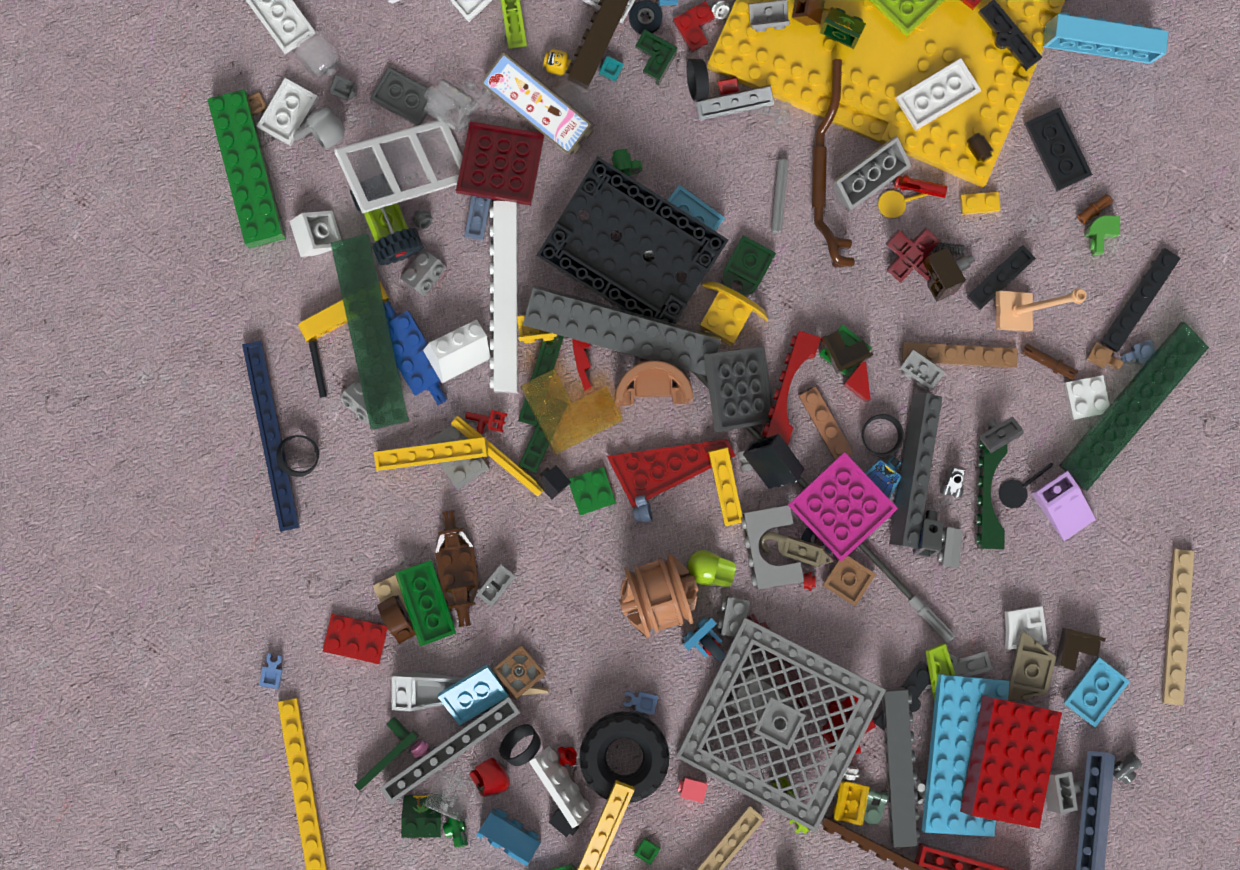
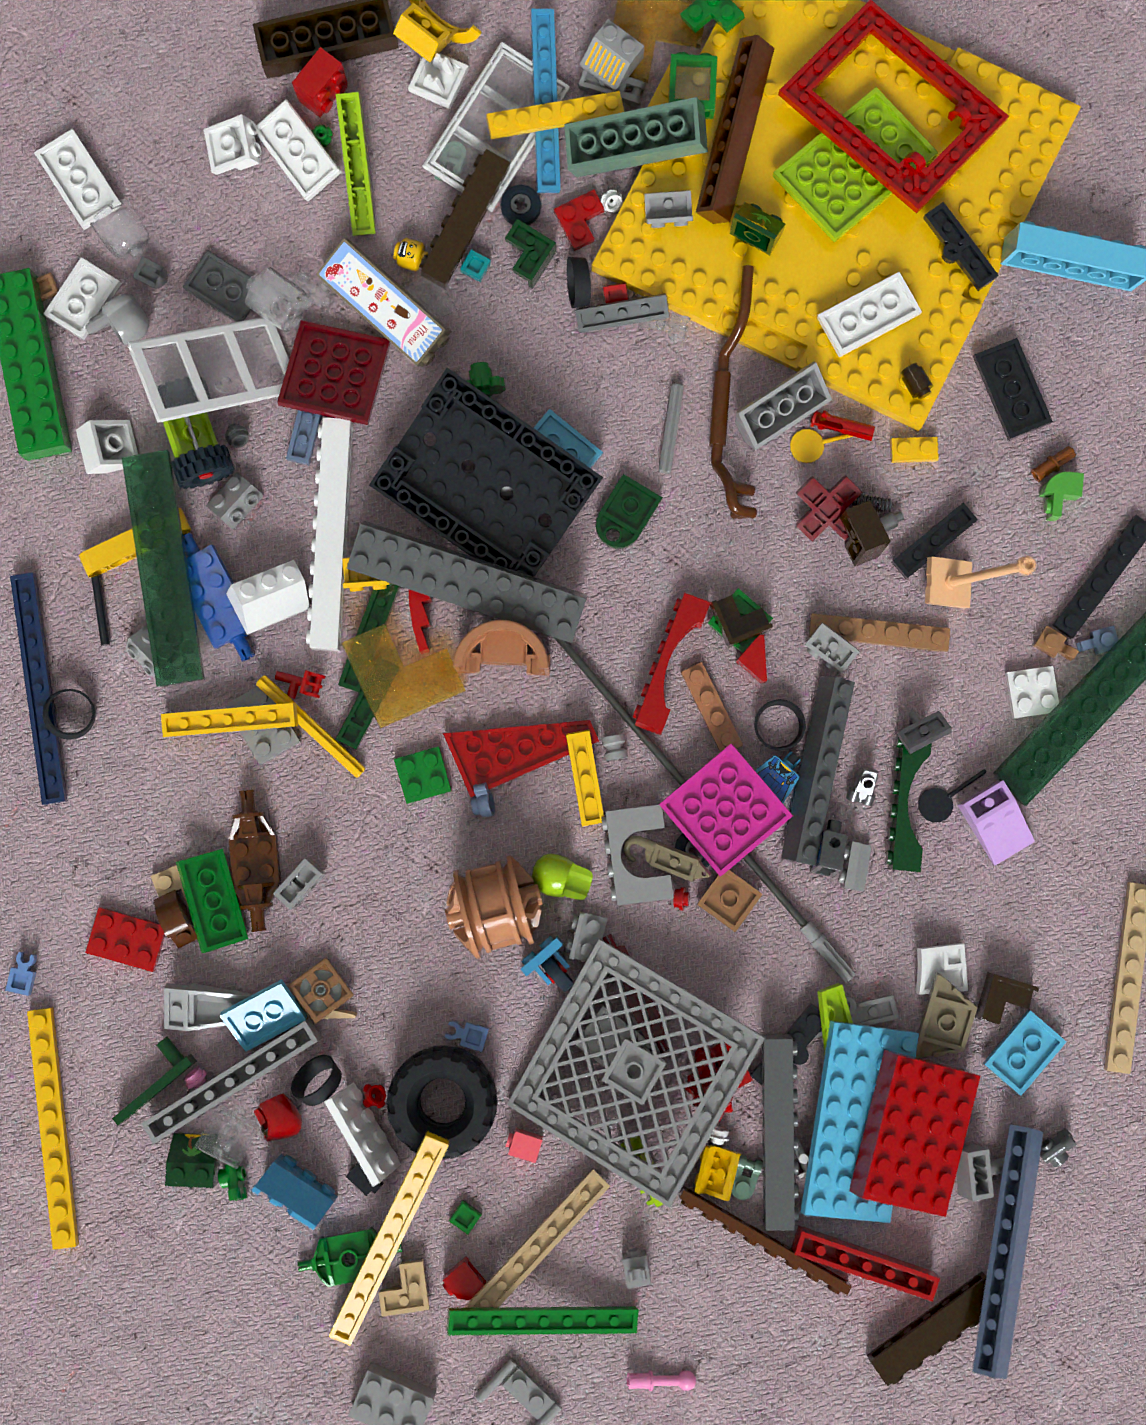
camera: 10 degrees right, 0 degrees up
(553, 481) = (376, 761): black brick -> none
(728, 313) = (600, 567): yellow piece -> none
(738, 388) = (606, 659): dark grey plate -> none
(774, 461) = (644, 750): black brick -> none
(1050, 362) = (988, 646): reddish brown pin -> none

